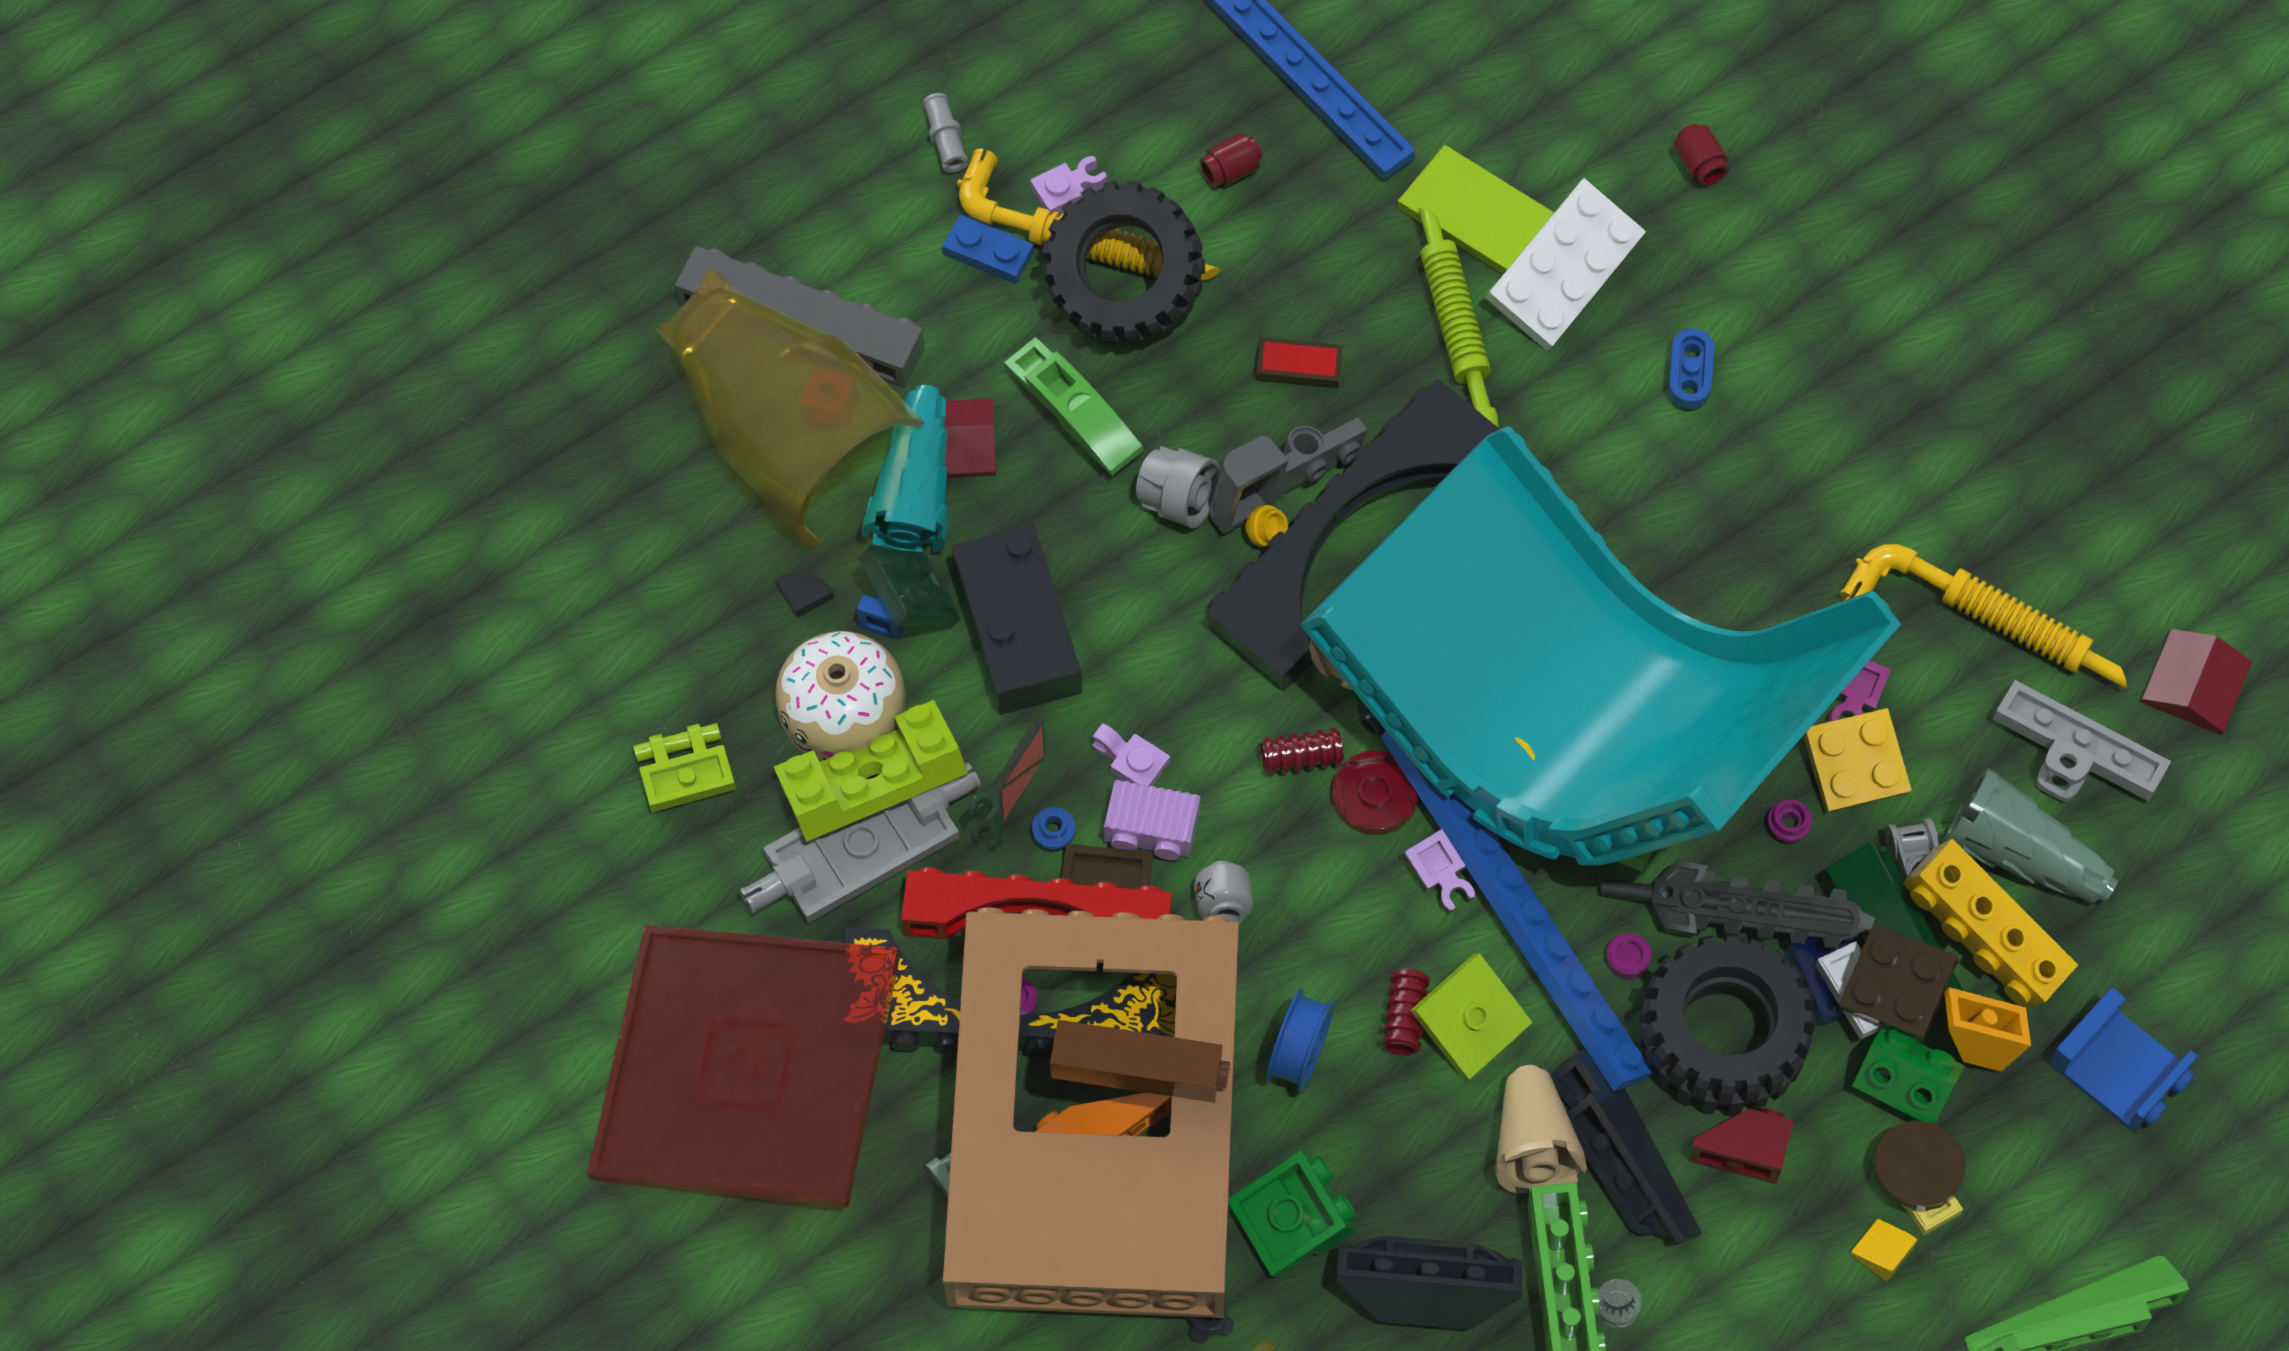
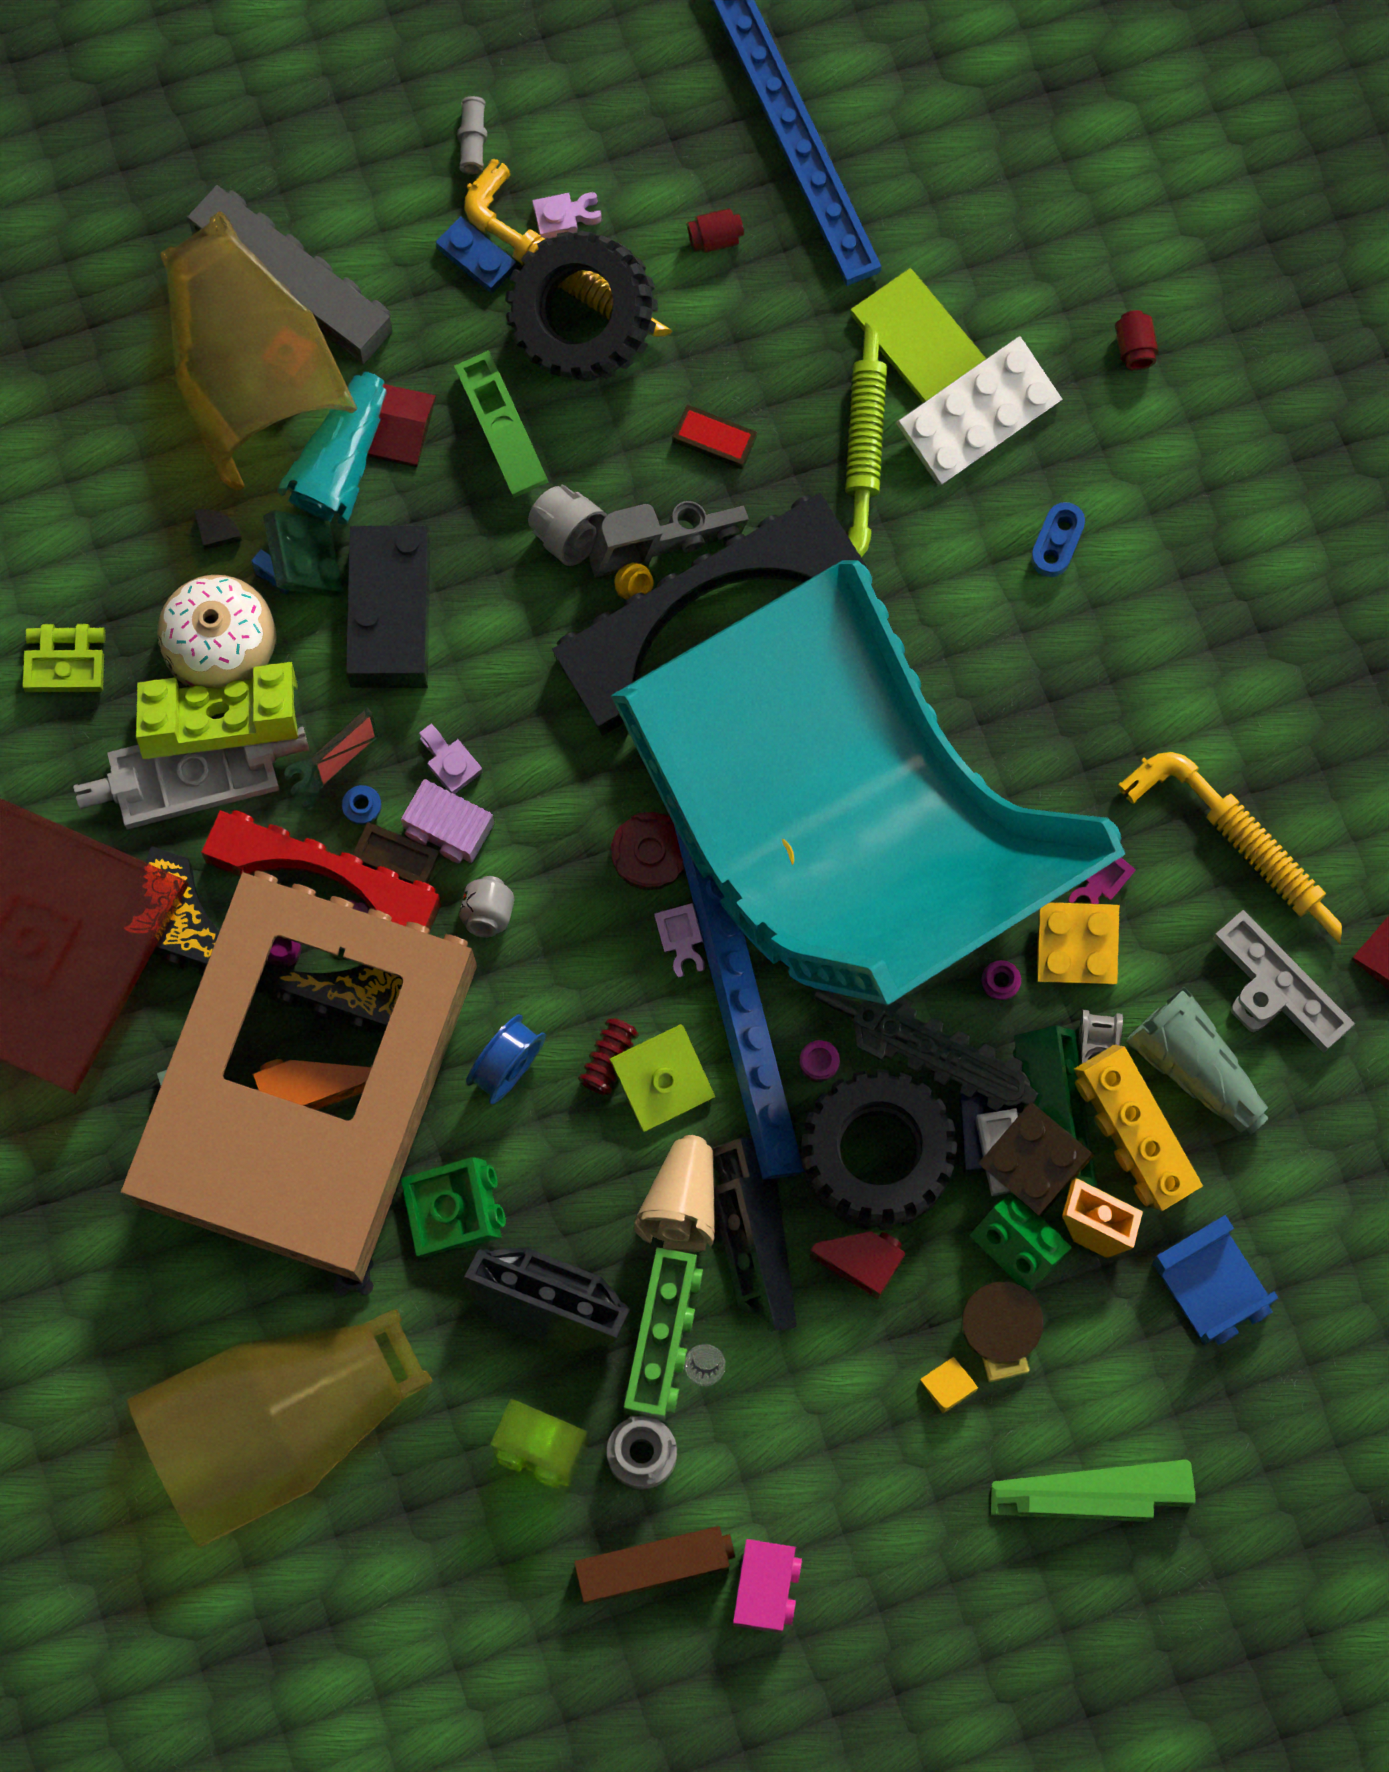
camera: 15 degrees right, 10 degrees up
(1138, 1061) = (342, 1050): reddish brown brick -> none
(1302, 751) = (597, 796): dark red piece -> none

